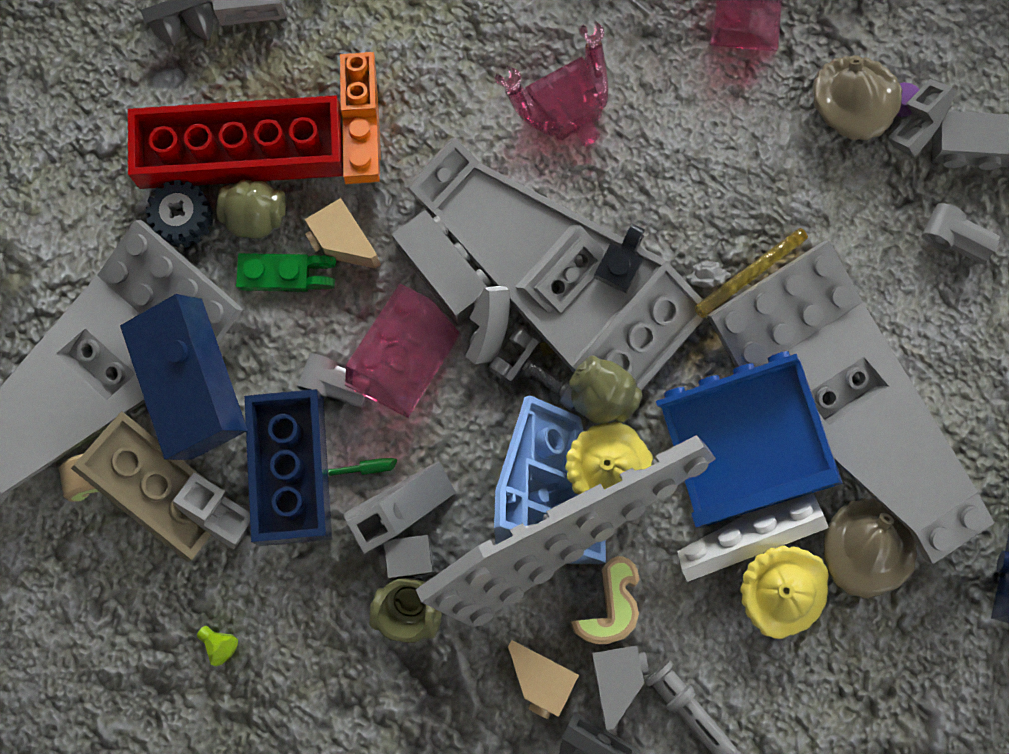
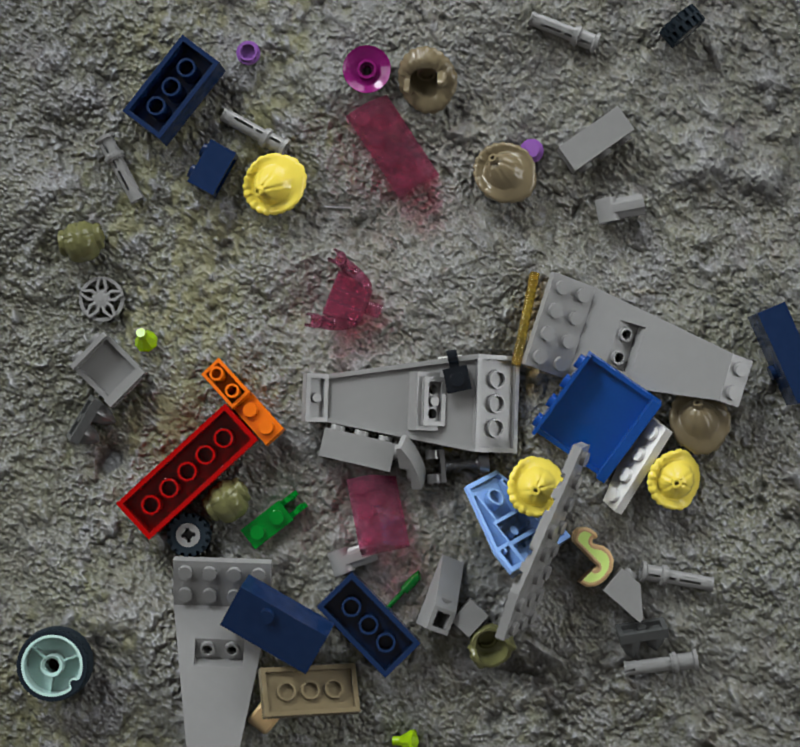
camera: 45 degrees left, 10 degrees up
(212, 511) = (349, 677): light grey slope -> none
(340, 236) = (288, 476): tan slope -> none
(542, 680) = (588, 623): tan slope -> none
(604, 391) = (502, 452): olive hair -> none
(708, 276) = (504, 340): light grey plant -> none
(928, 111) = (552, 161): light grey slope -> none

